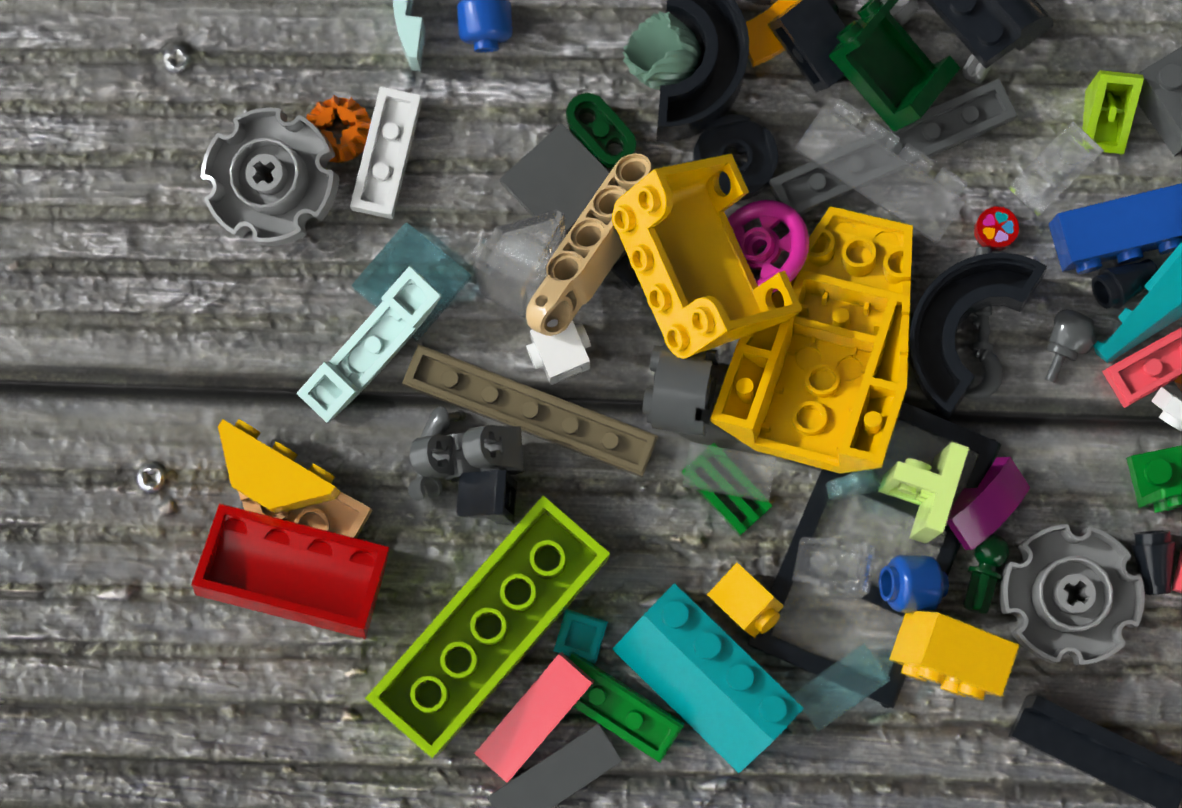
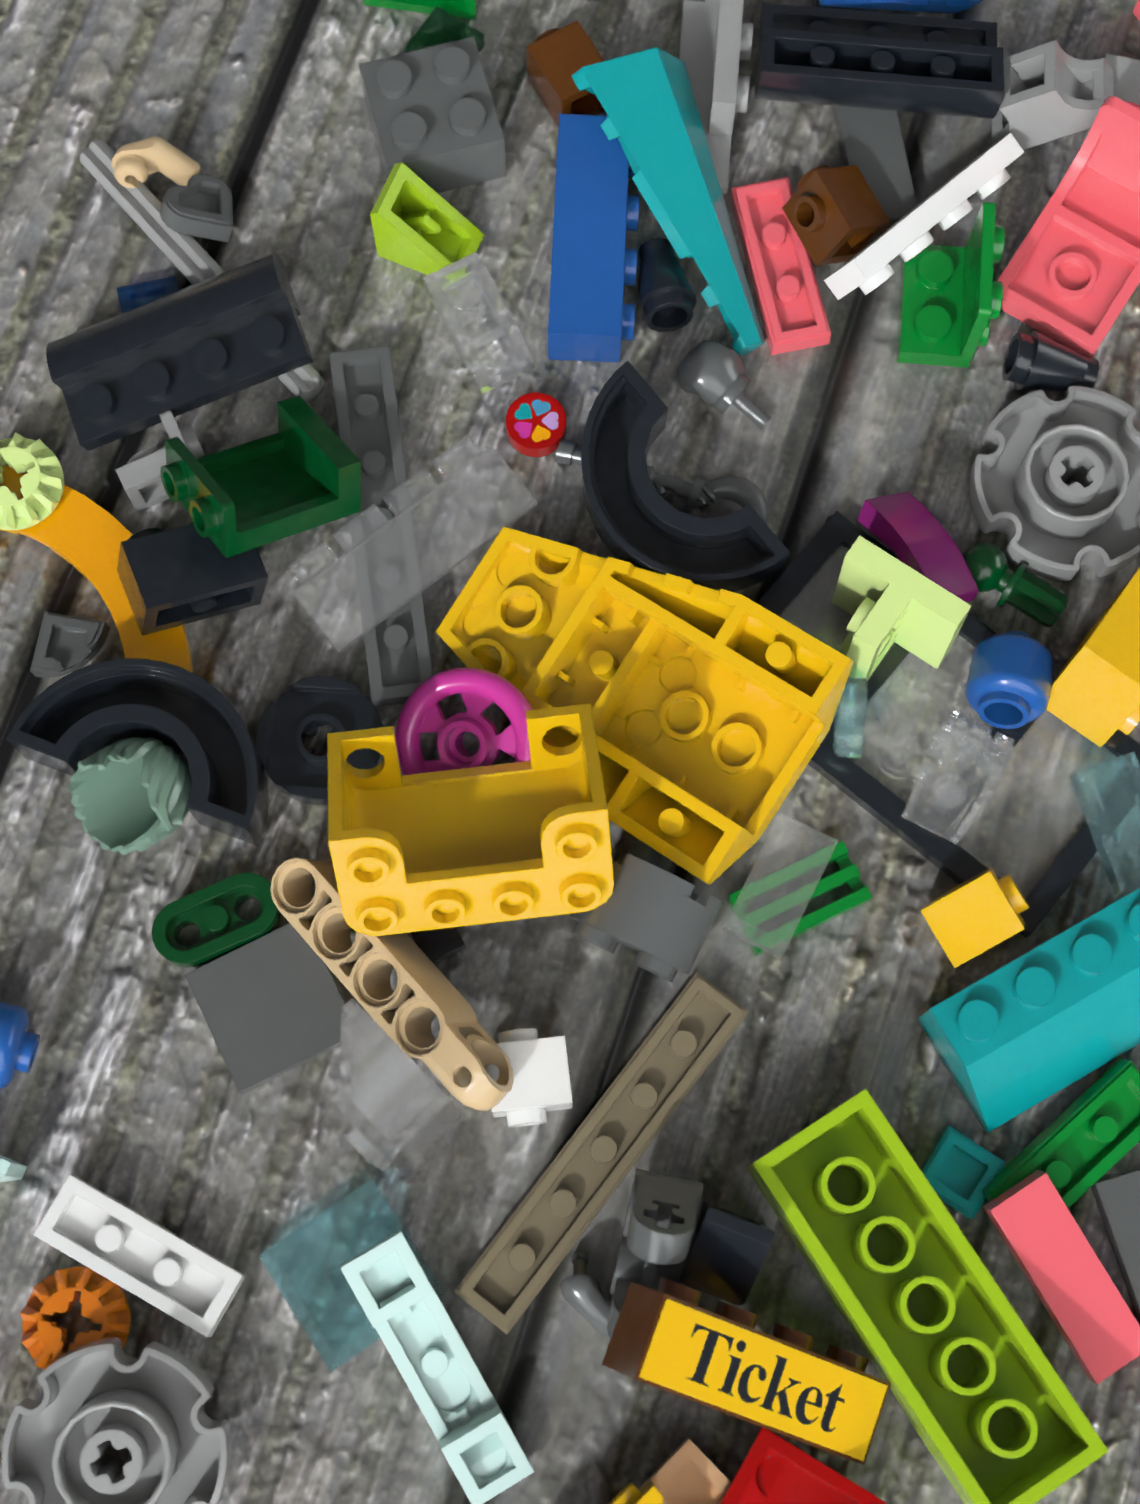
camera: 75 degrees left, 5 degrees down
(417, 526) = (746, 1372): none -> brick

